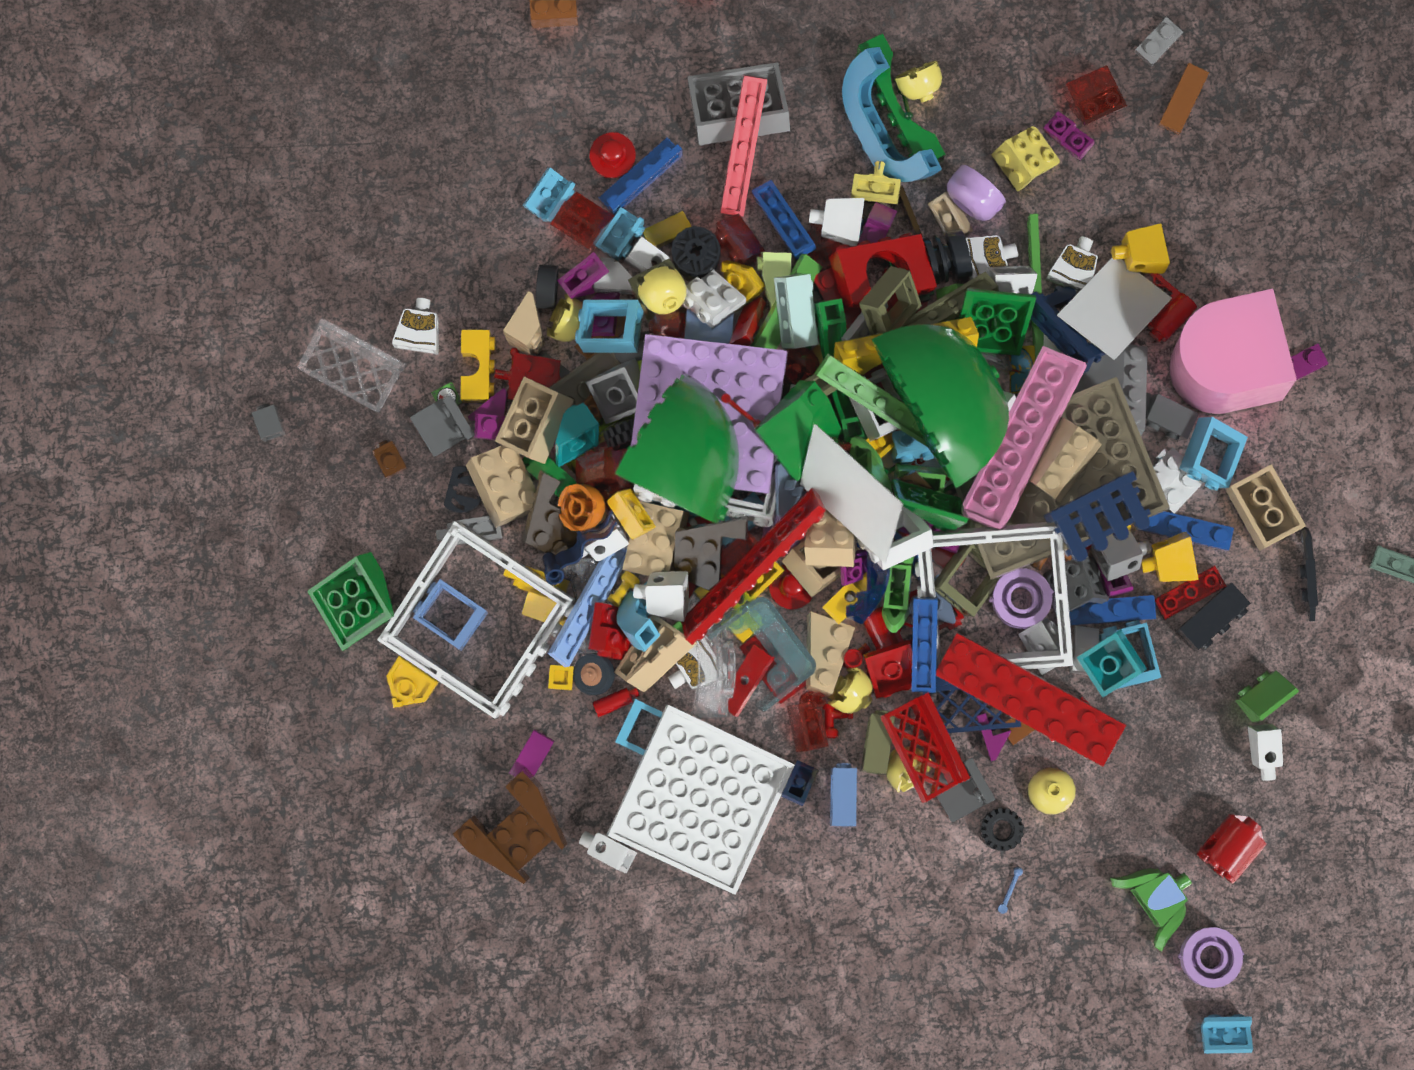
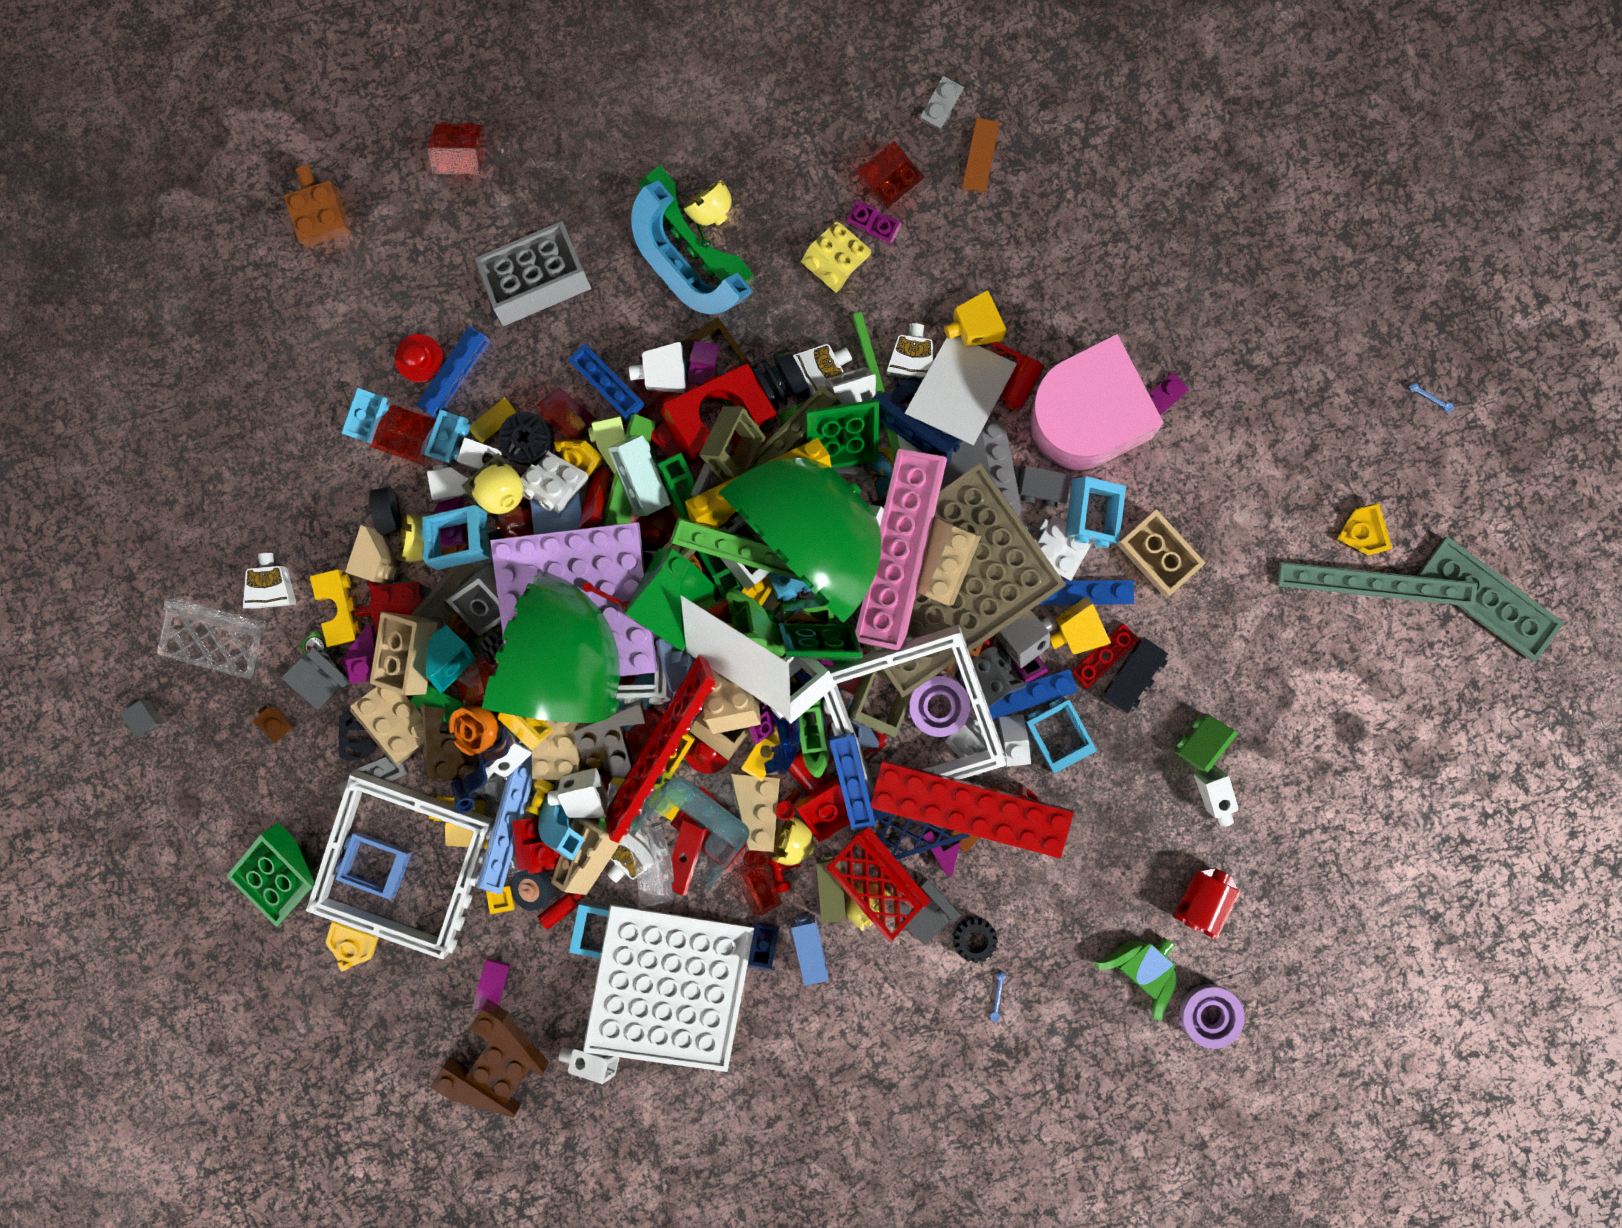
camera: 15 degrees left, 5 degrees up
(581, 278) = (417, 492): magenta slope -> none
(743, 145) = (545, 315): coral plate -> none
(876, 186) = (691, 325): light yellow plate -> none
(949, 215) = (774, 333): tan slope -> none
(974, 194) = (792, 307): lavender piece -> none
(1051, 790) = (1015, 888): light yellow cylinder -> none
(1087, 516) = (1001, 600): dark blue fence -> none
(1111, 663) = (1044, 751): teal slope -> none
(1226, 1034) = (1244, 1086): medium azure bracket -> none
(1307, 573) = (1216, 607): black plate -> none

